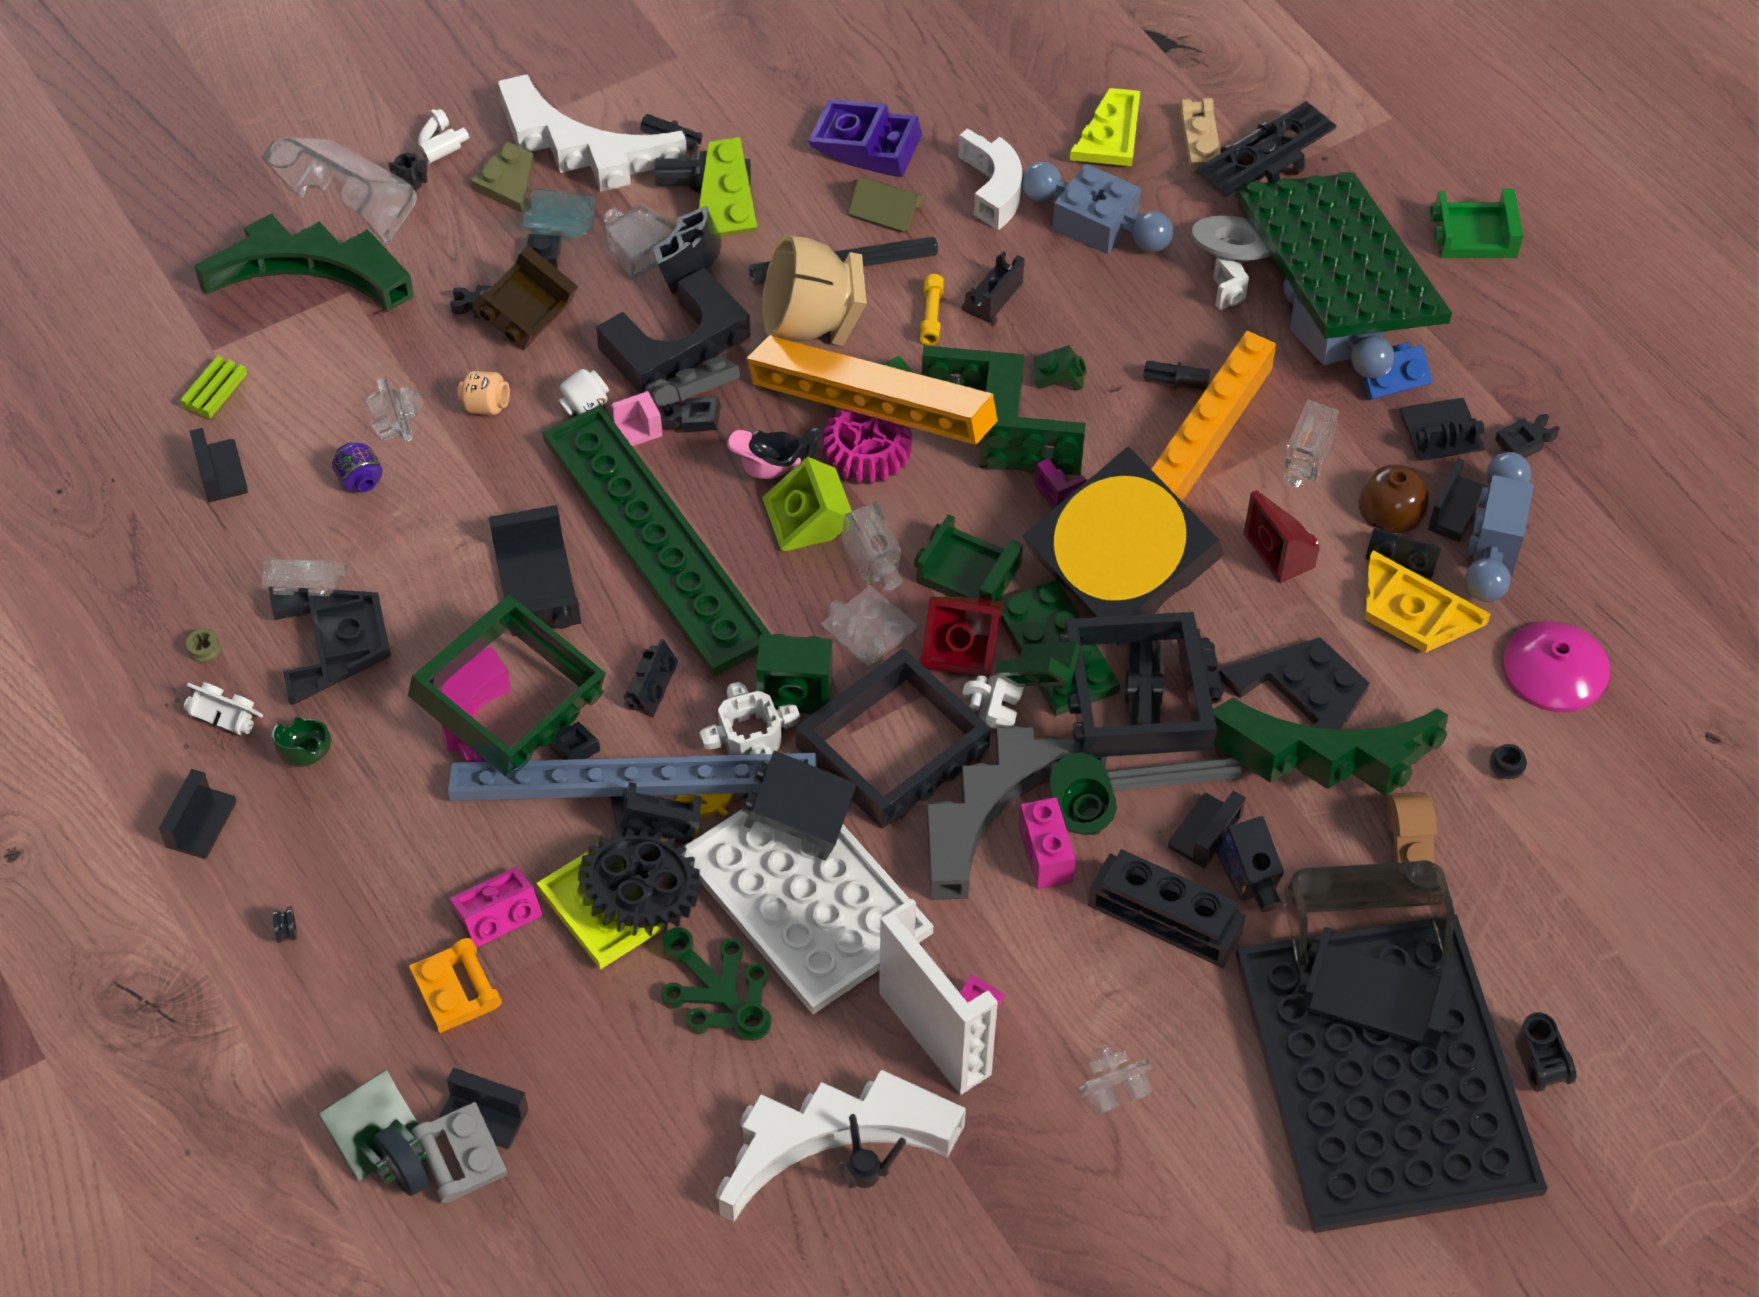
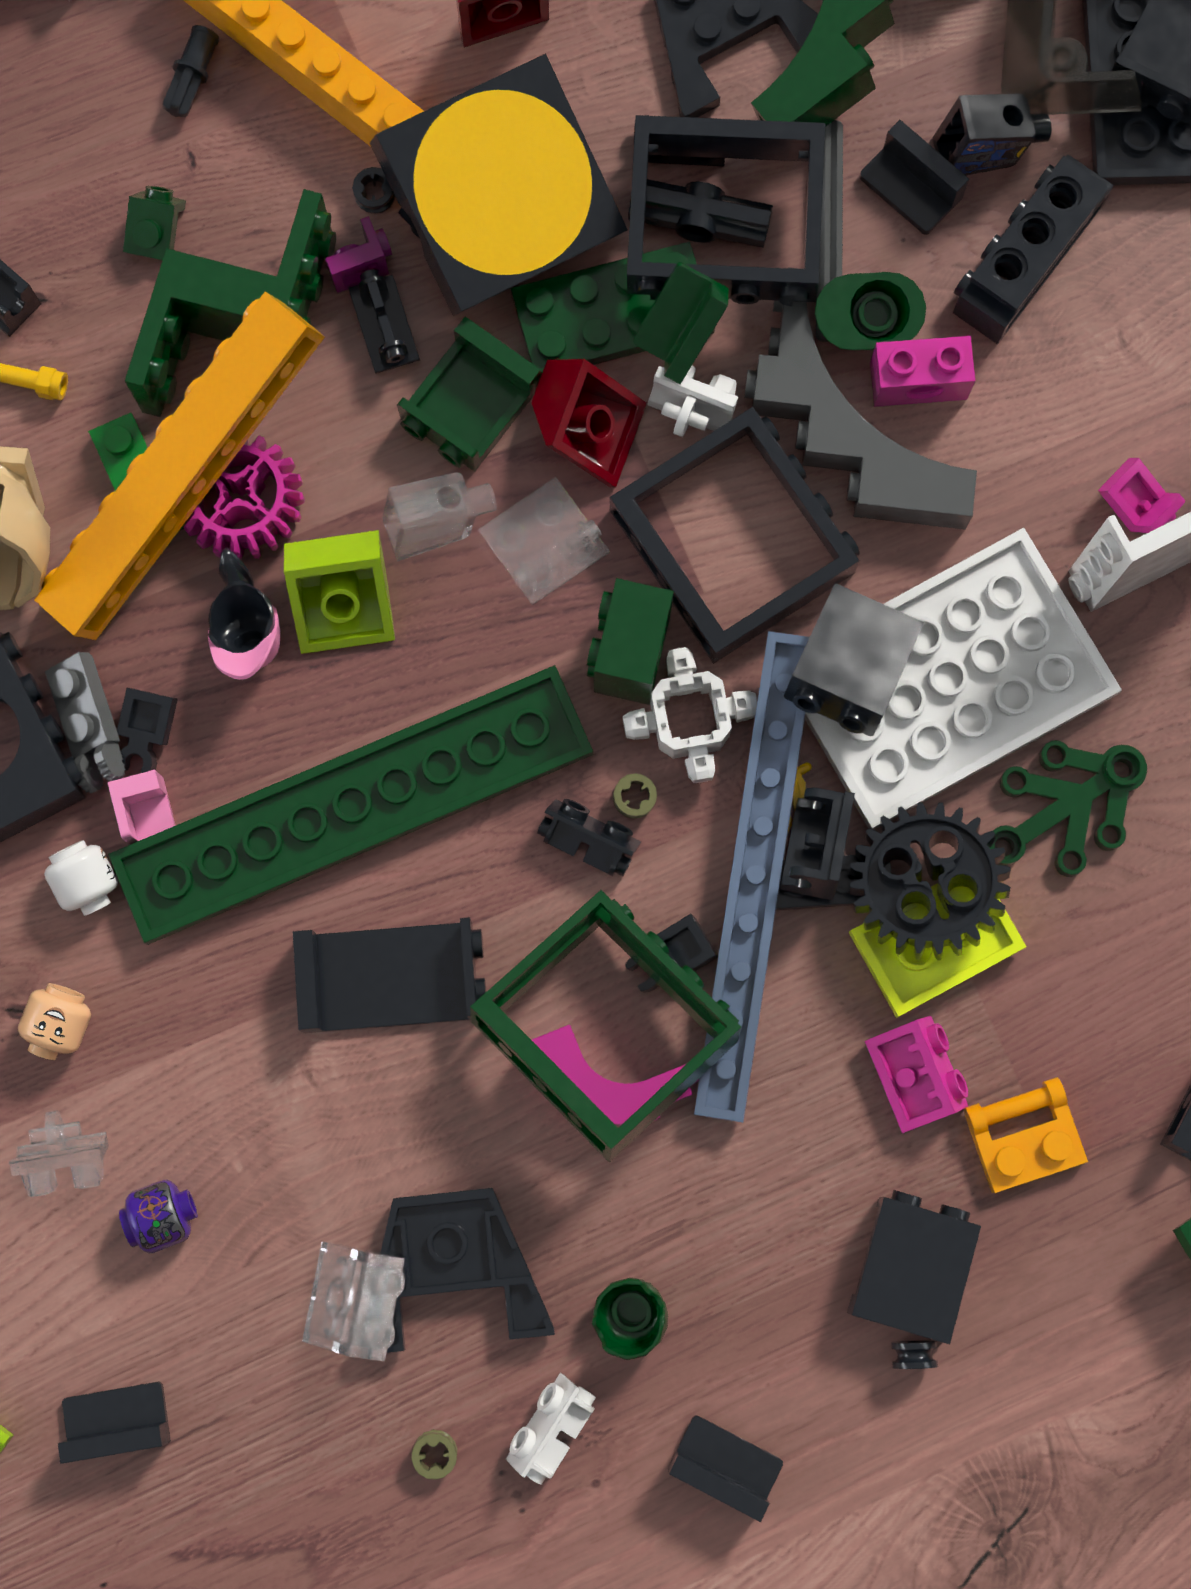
camera: 80 degrees left, 25 degrees up
(348, 912) = (916, 1267): none -> black panel
(676, 704) = (624, 786): none -> olive bush
(1015, 509) = (383, 322): none -> black hinge

